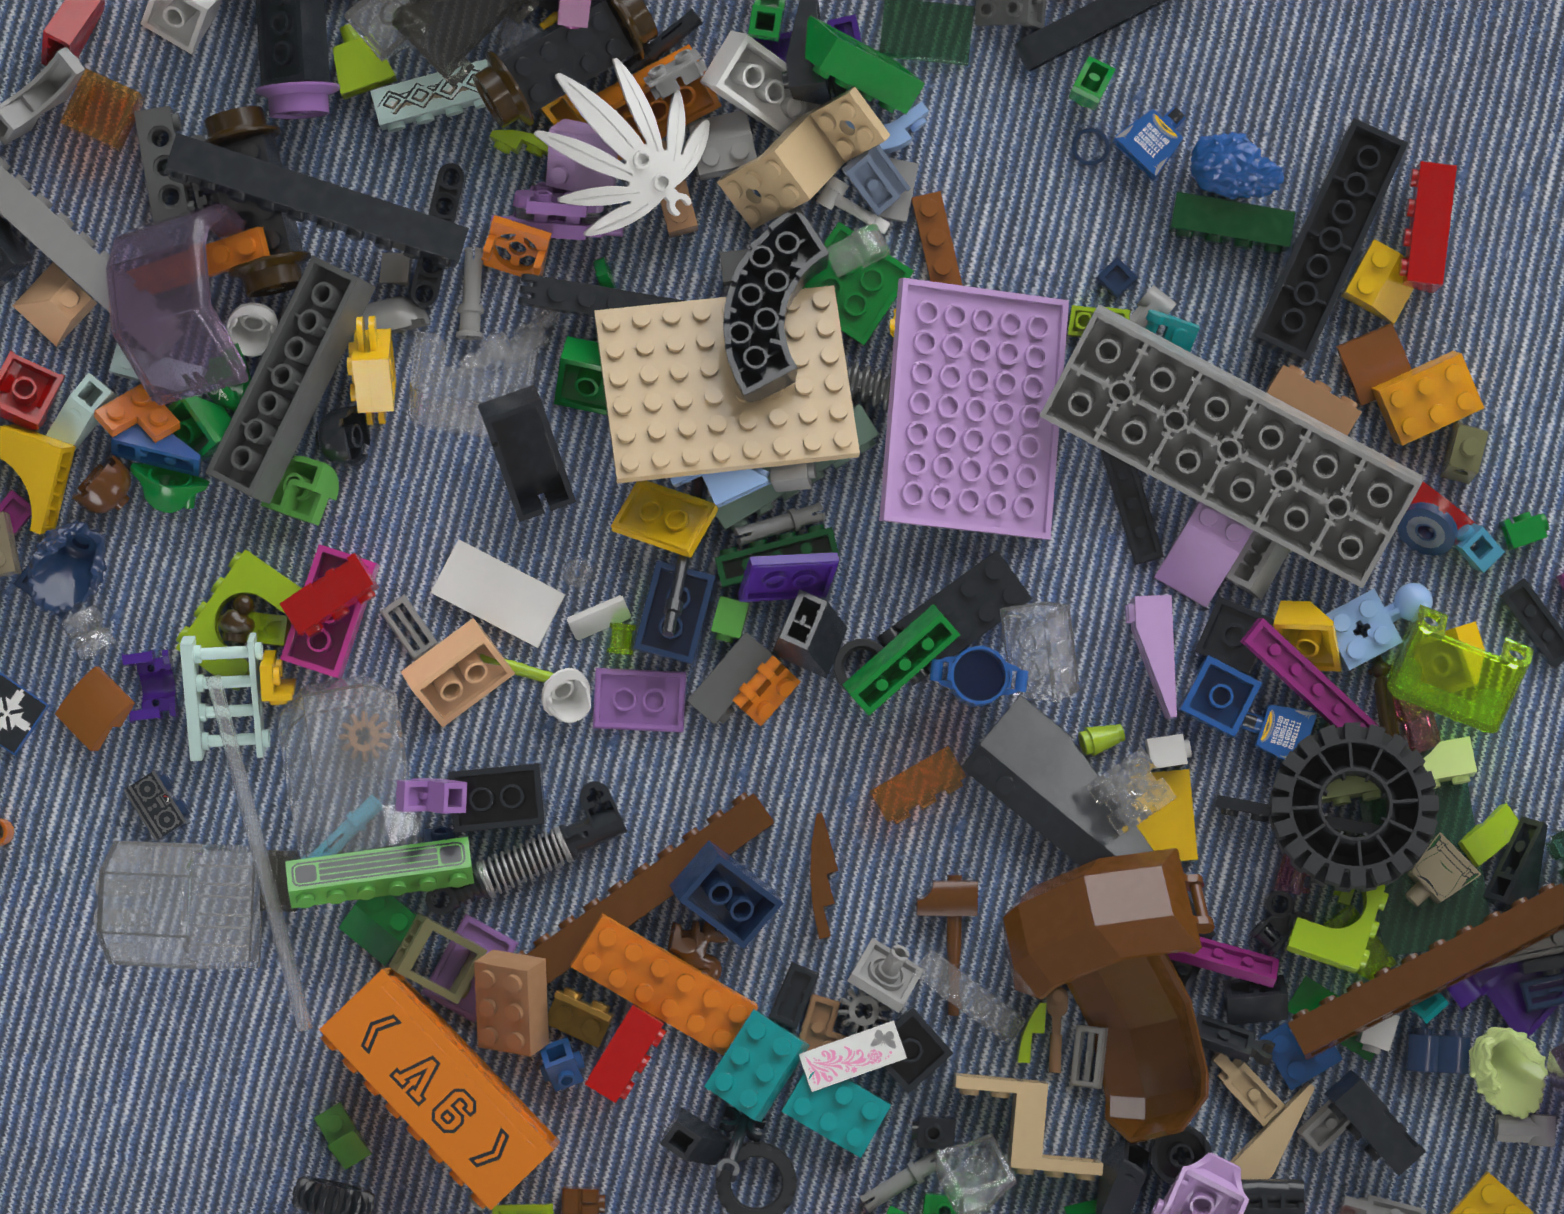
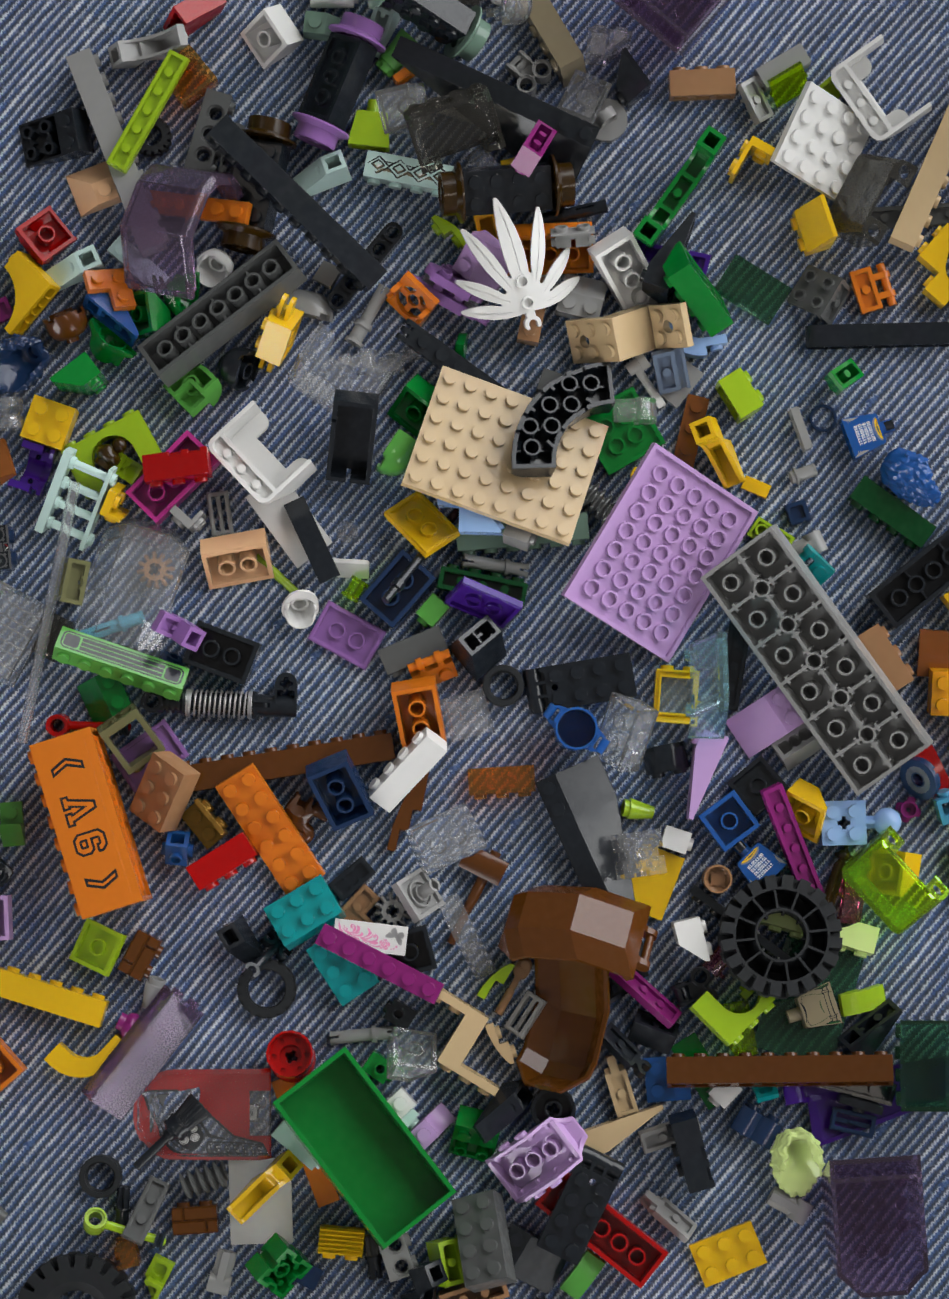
camera: 25 degrees right, 0 degrees up
(76, 176) = (148, 111): none -> lime tile
(77, 198) = (163, 145): none -> black tyre
(144, 620) = (49, 423): none -> yellow brick
(155, 544) = (80, 377): none -> green slope
(265, 790) = (73, 571): none -> olive window
(331, 146) = (324, 173): none -> light aqua slope
(361, 975) = (76, 725): none -> red piece
(368, 658) = (182, 520): none -> light grey bracket
(418, 545) = (252, 463): none -> white windscreen
(539, 604) = (311, 540): none -> black slope
(592, 448) = (397, 454): none -> bright green brick
(776, 753) = (417, 706): none -> orange brick
(796, 827) = (407, 769): none -> white brick
(836, 725) = (467, 715): none -> clear brick
(881, 1083) = (379, 963): none -> magenta plate
(885, 890) = (445, 839): none -> clear slope
(901, 659) = (530, 693): green brick -> none
(976, 168) = (739, 395): none -> lime brick
(984, 249) = (718, 450): none -> yellow arch
(1050, 271) = (756, 487): none -> yellow piece
(1070, 173) = (800, 429): none -> light grey tile
(1080, 573) = (672, 694): none -> window
(1084, 1111) = (505, 1050): none -> tan slope
(1100, 226) = (802, 473): none -> light grey pin
(1105, 658) = (666, 758): none -> black cylinder
(1116, 543) = (708, 686): none -> clear light blue windscreen
(1240, 774) = (716, 878): none -> medium nougat wheel
(1243, 860) = (690, 935): none -> white slope
(1422, 575) = (914, 810): none -> magenta plate

